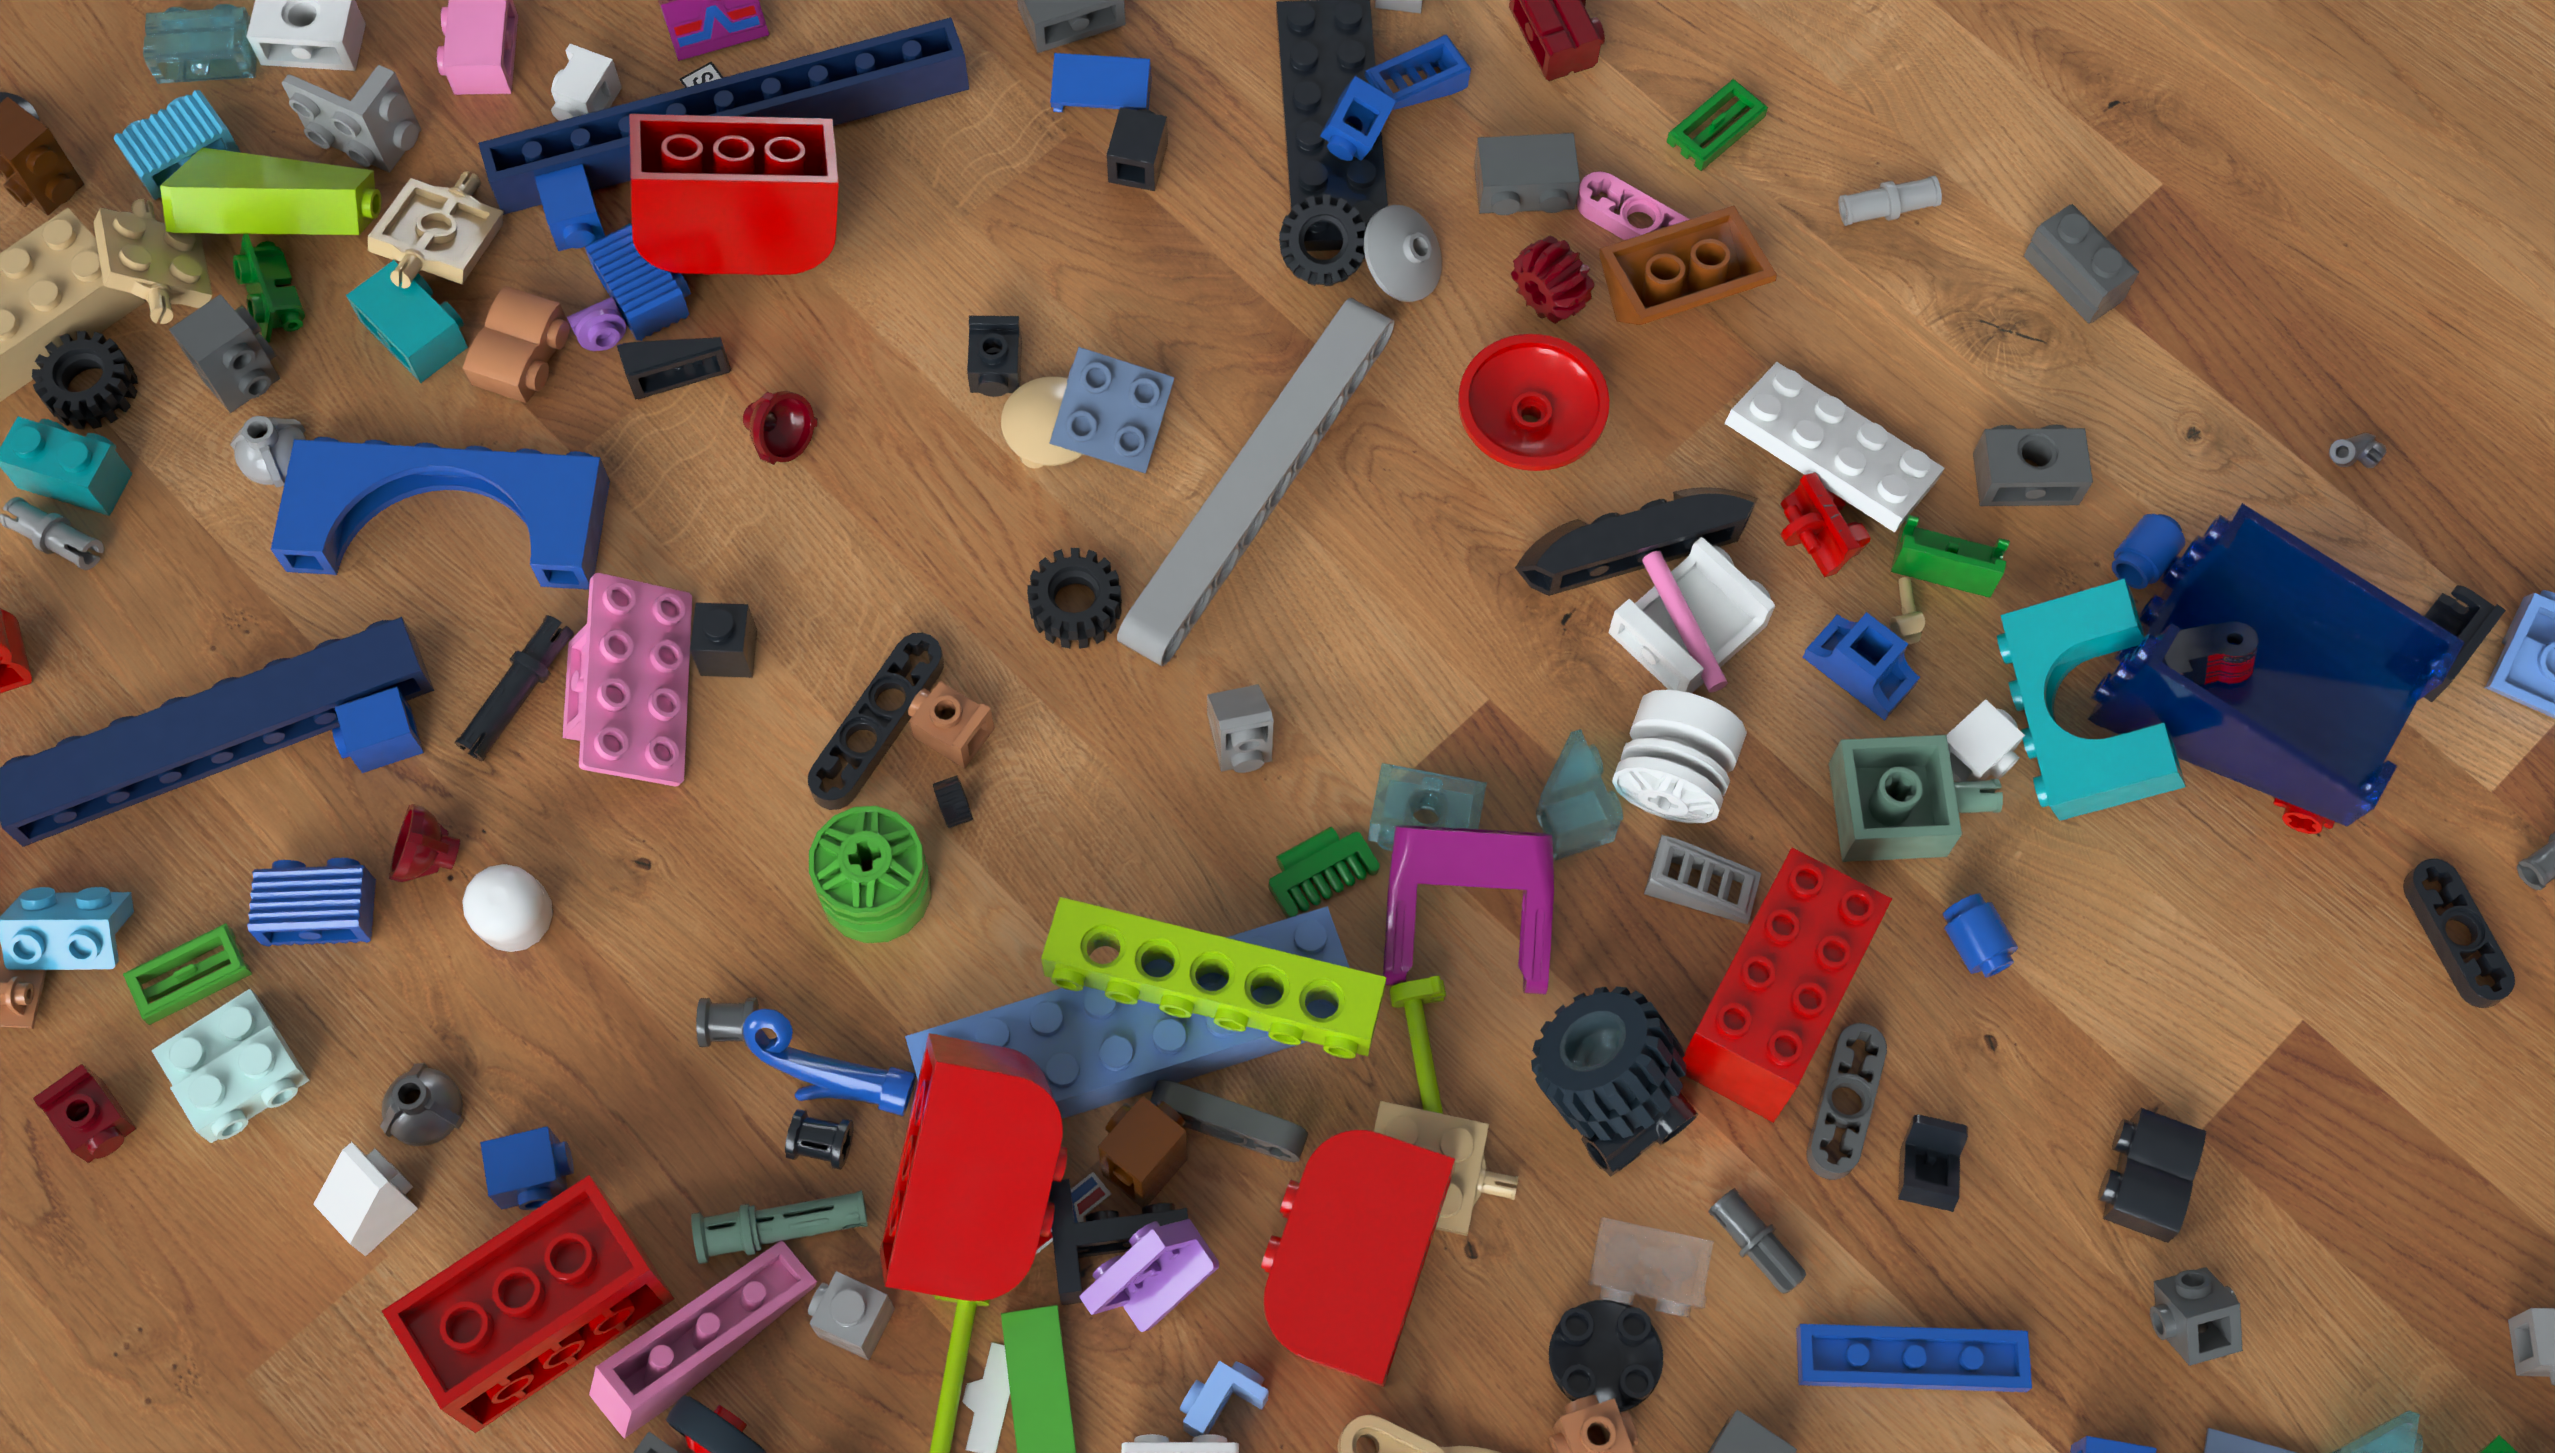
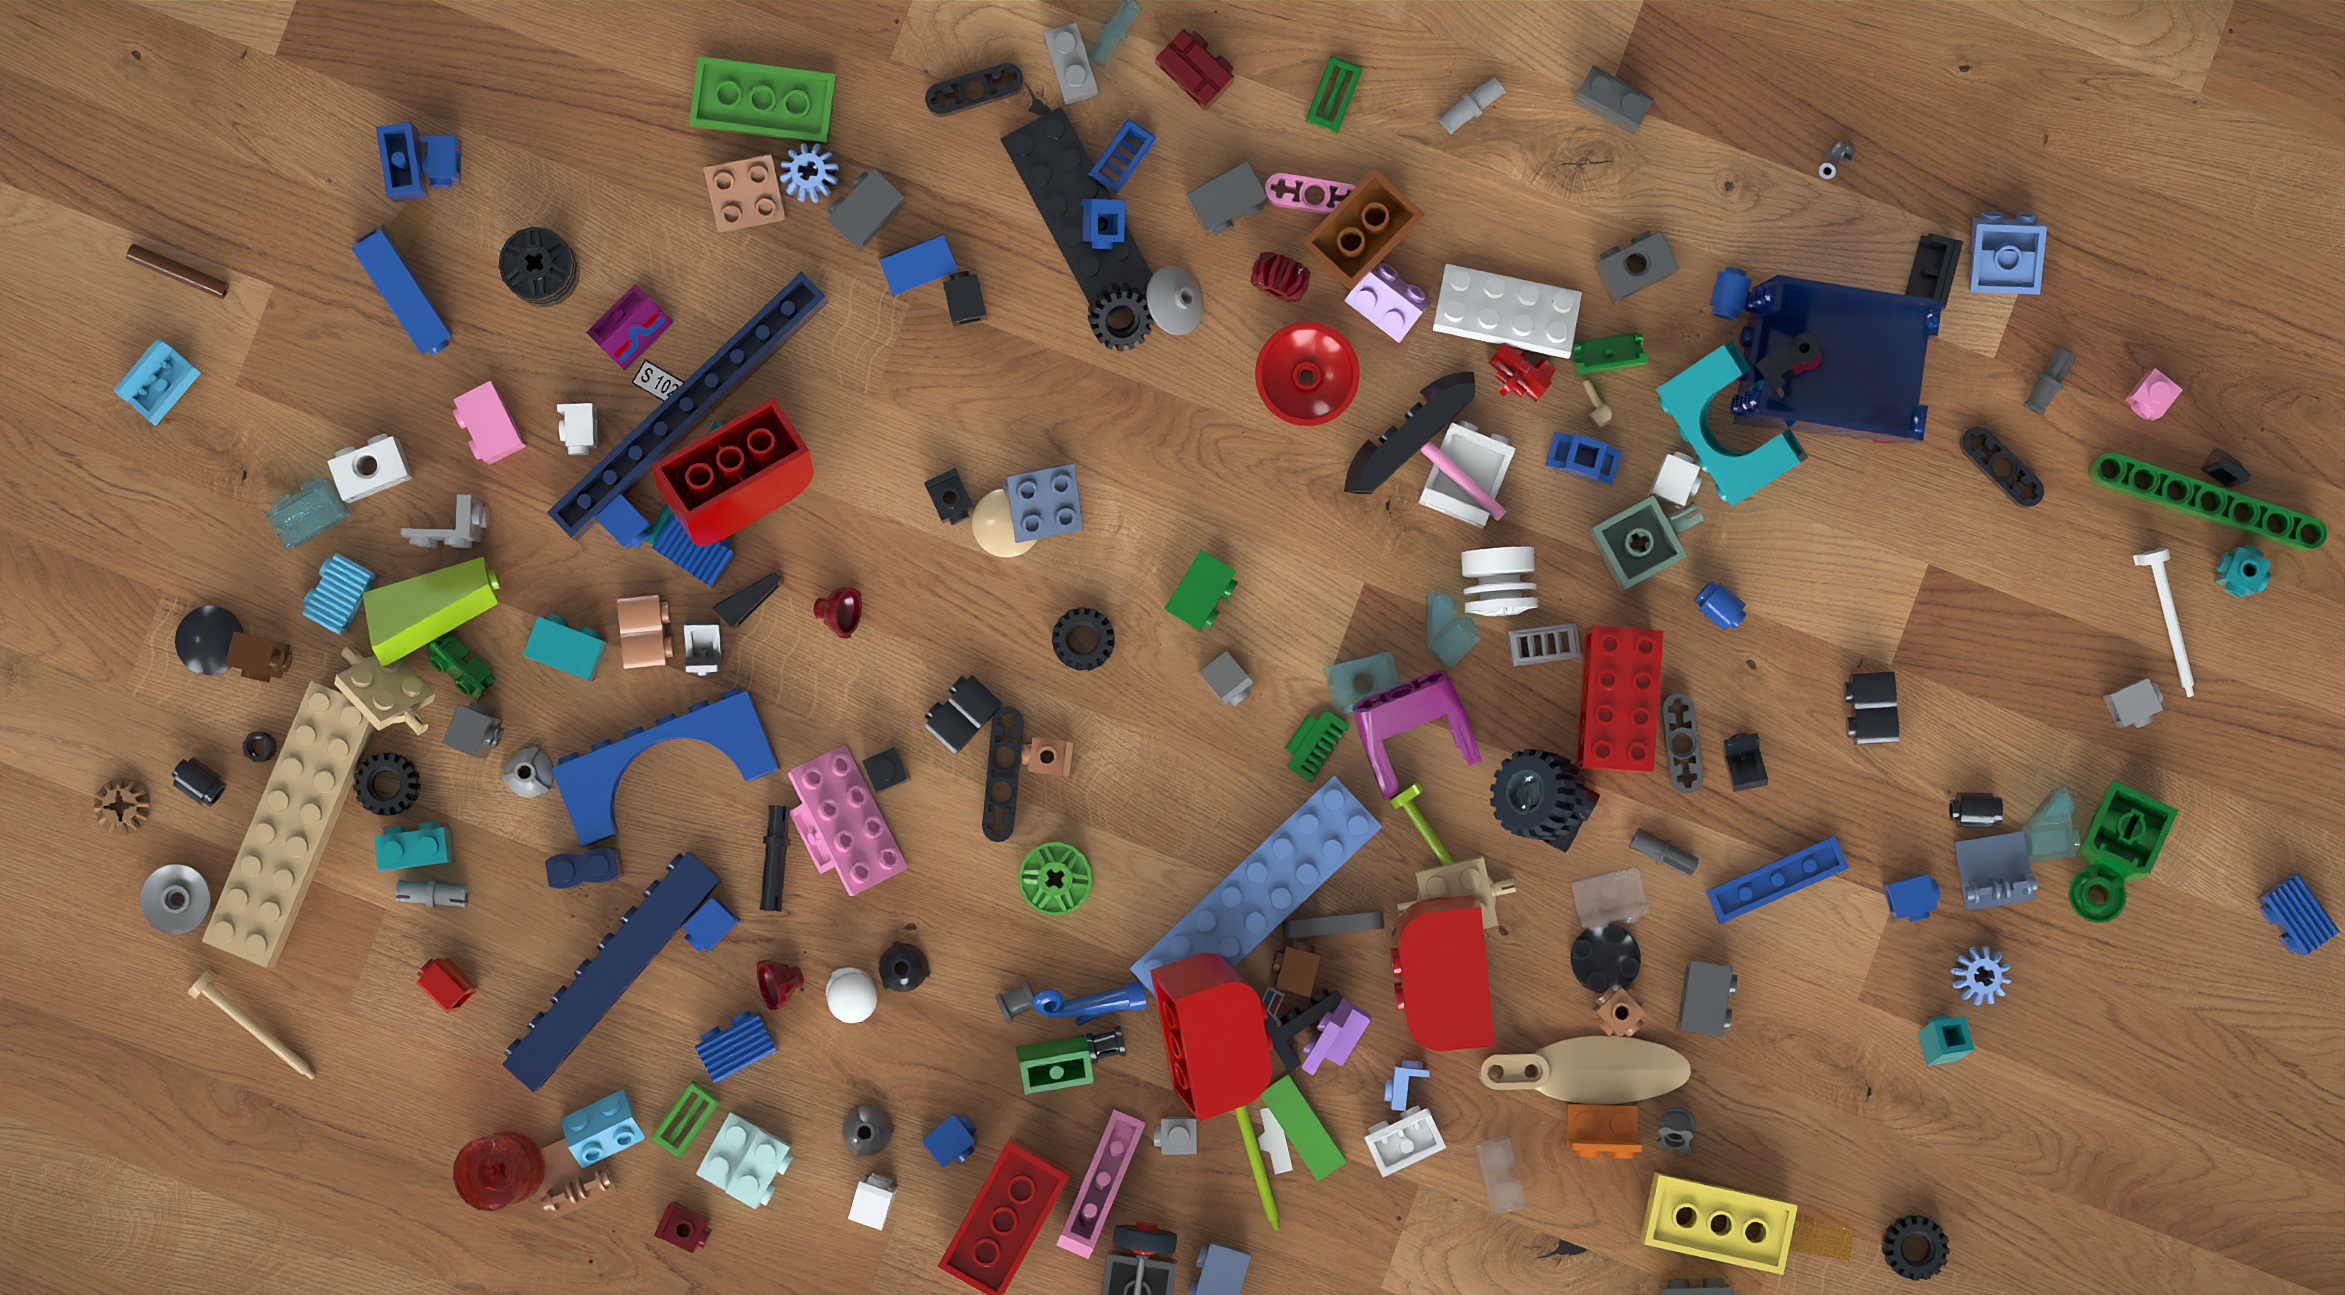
camera: 20 degrees left, 20 degrees up
(260, 584) = (575, 870): none -> dark blue brick
(435, 230) = (548, 579): tan plate -> none
(580, 391) = (703, 646): none -> flat silver bracket
(598, 325) = (686, 593): medium lavender plate -> none
(607, 920) = (916, 964): none -> black piece
(727, 1127) = (1054, 1064): none -> green brick
(751, 1228) = (1091, 1117): sand green pin -> none
(863, 618) = (962, 714): none -> black brick
(952, 801) = (1077, 806): black axle -> none
(1083, 927) = (1380, 832): lime brick -> none
(1255, 483) = (1157, 503): light grey beam -> none
(1261, 602) = (1200, 592): none -> green brick
(1678, 371) = (1388, 301): none -> bracket
(2197, 1316) = (1926, 784): dark grey brick -> none
(2260, 1393) = (1976, 810): none -> black brick

